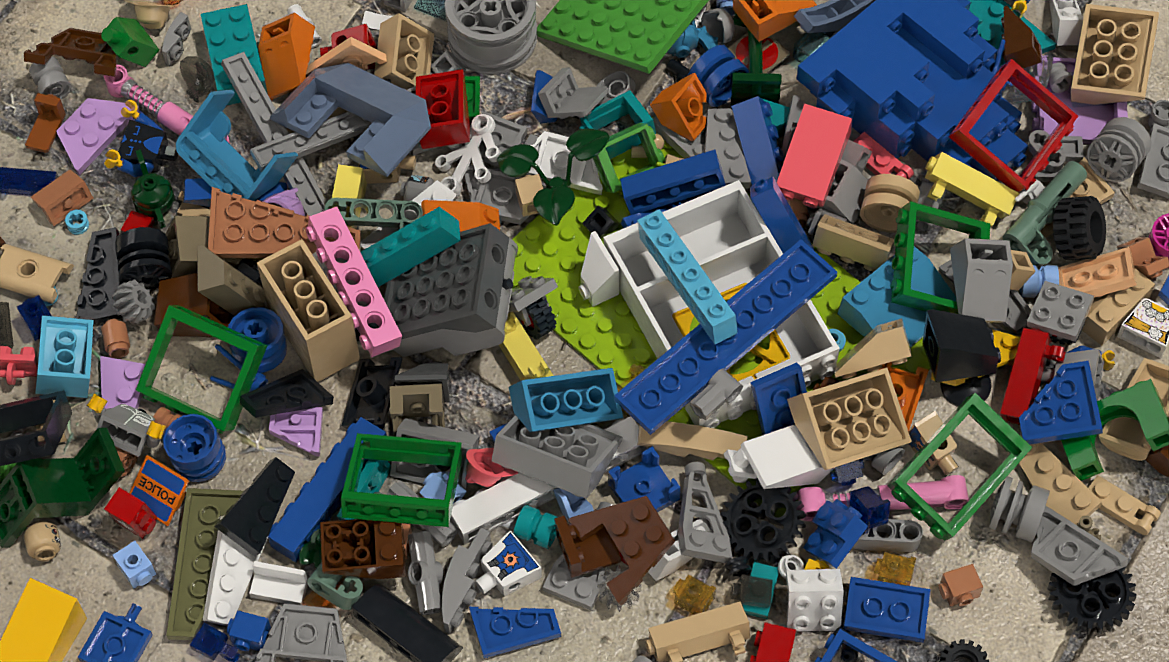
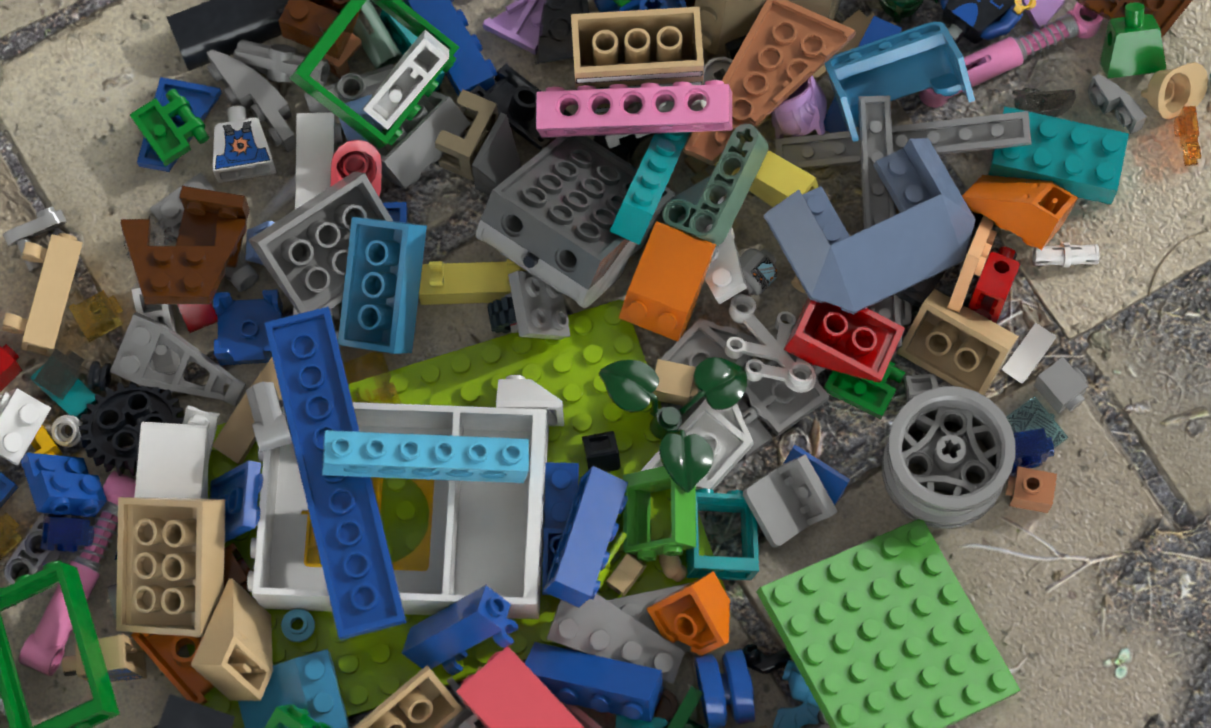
camera: 120 degrees right, 10 degrees up
(402, 441) = (407, 79): none -> white slope
(529, 622) = (162, 133): none -> green plate
(535, 526) = (267, 194): teal wheel -> none
(617, 84) = (779, 561): light grey hat -> none

